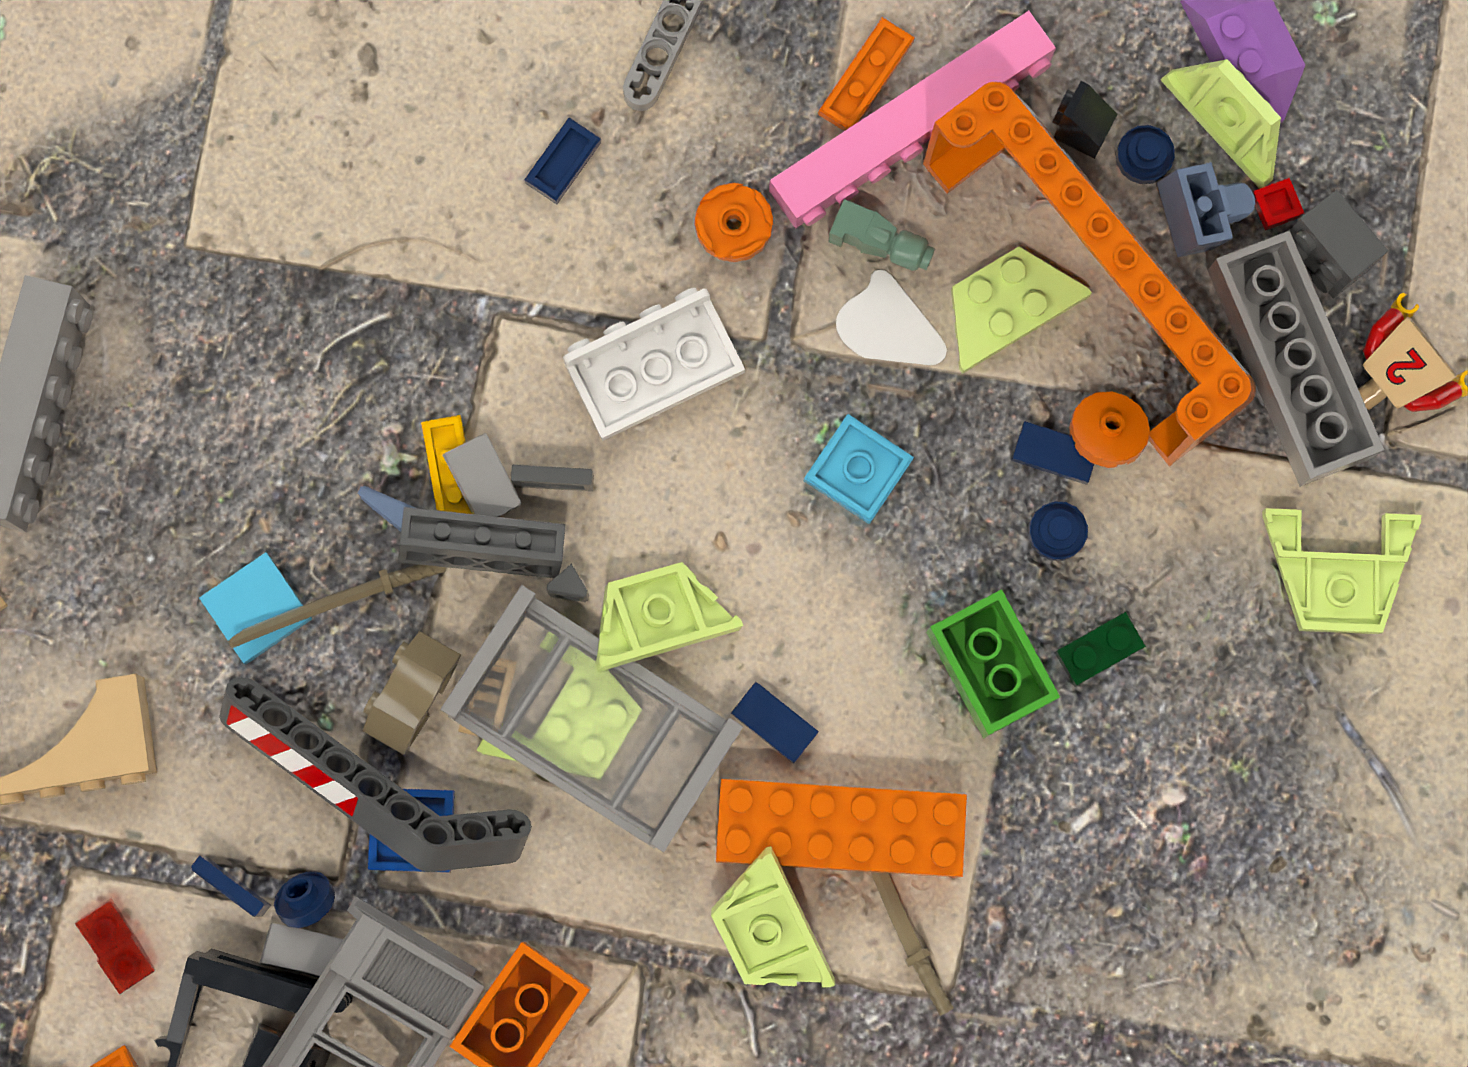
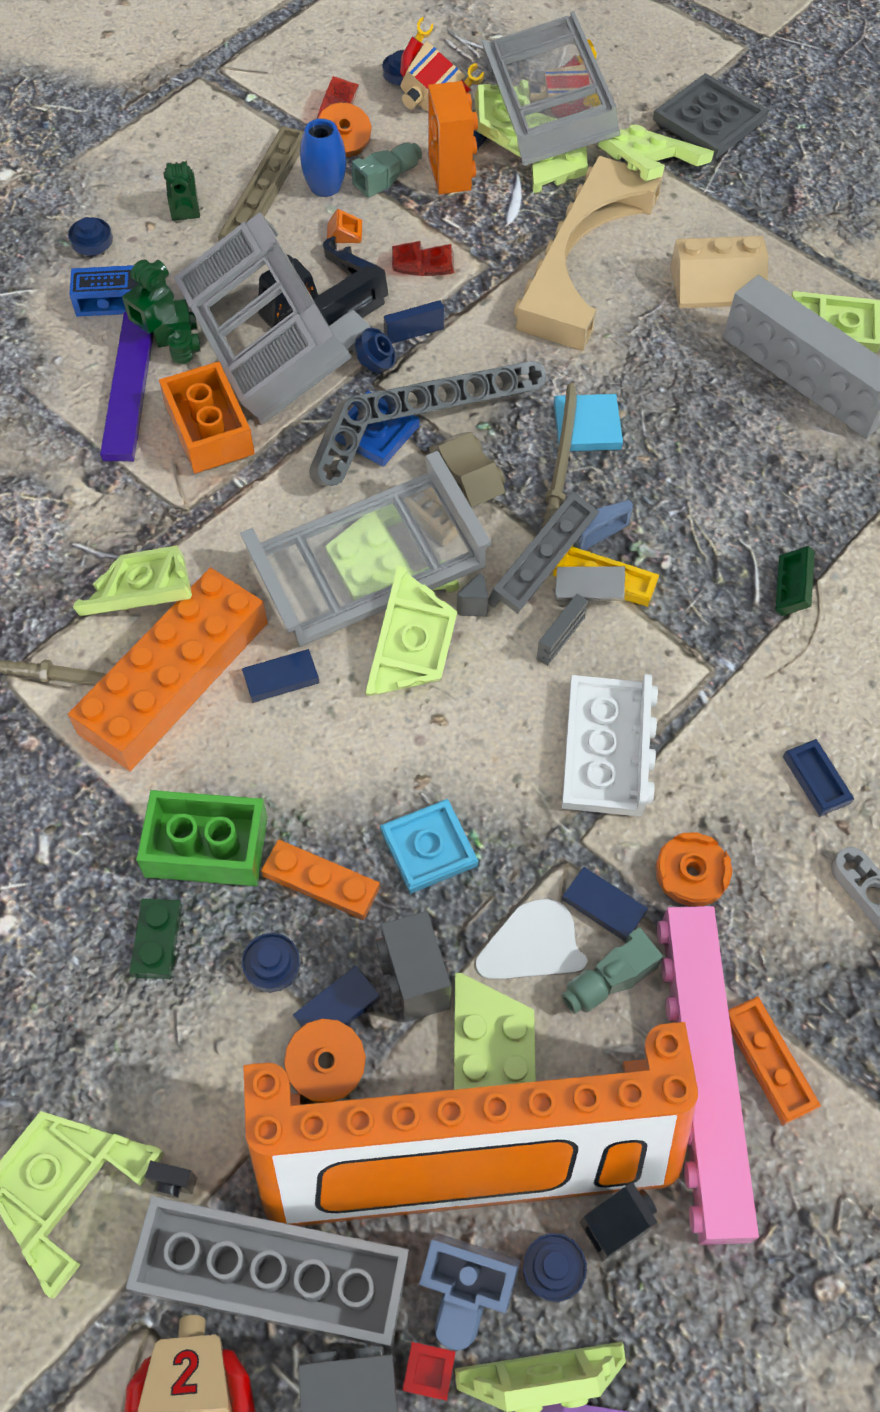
camera: 125 degrees right, 20 degrees down
(347, 284) = (795, 581): none -> dark green plate
(815, 282) = (604, 904): none -> dark blue tile
(953, 543) = (320, 879): none -> orange plate
(989, 397) = (416, 967): none -> dark grey brick
(1280, 486) = (170, 1179): none -> black plate

